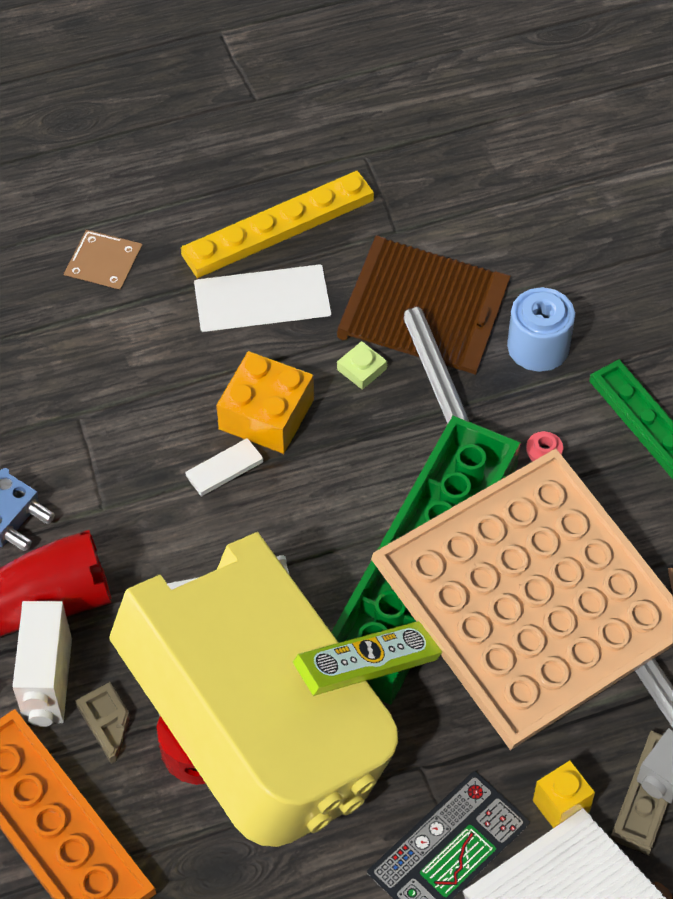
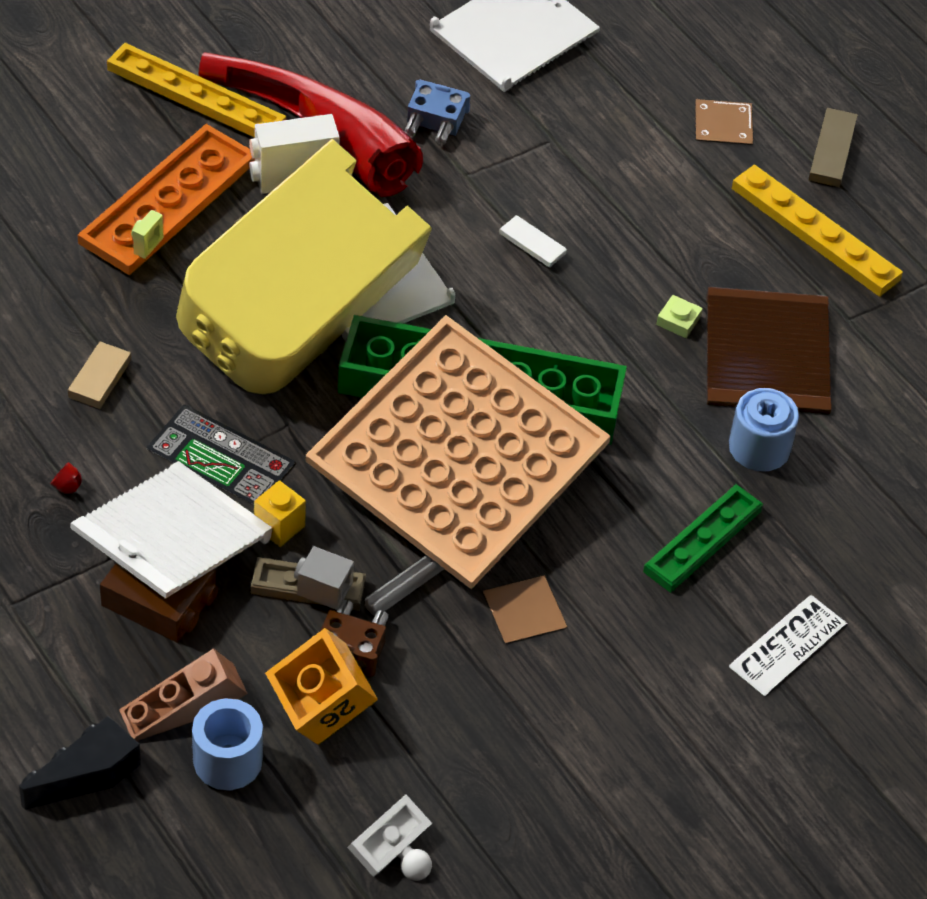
camera: 70 degrees right, 5 degrees down
(124, 852) = (147, 234): none -> yellowish green plate
(174, 179) = (833, 147): none -> dark tan tile
(262, 298) = (729, 237): white sticker -> none
(265, 402) = (604, 250): light orange brick -> none
(366, 658) = (339, 323): tile -> none
(434, 364) = (691, 364): light grey axle -> none
(542, 439) = (634, 467): coral plate -> none

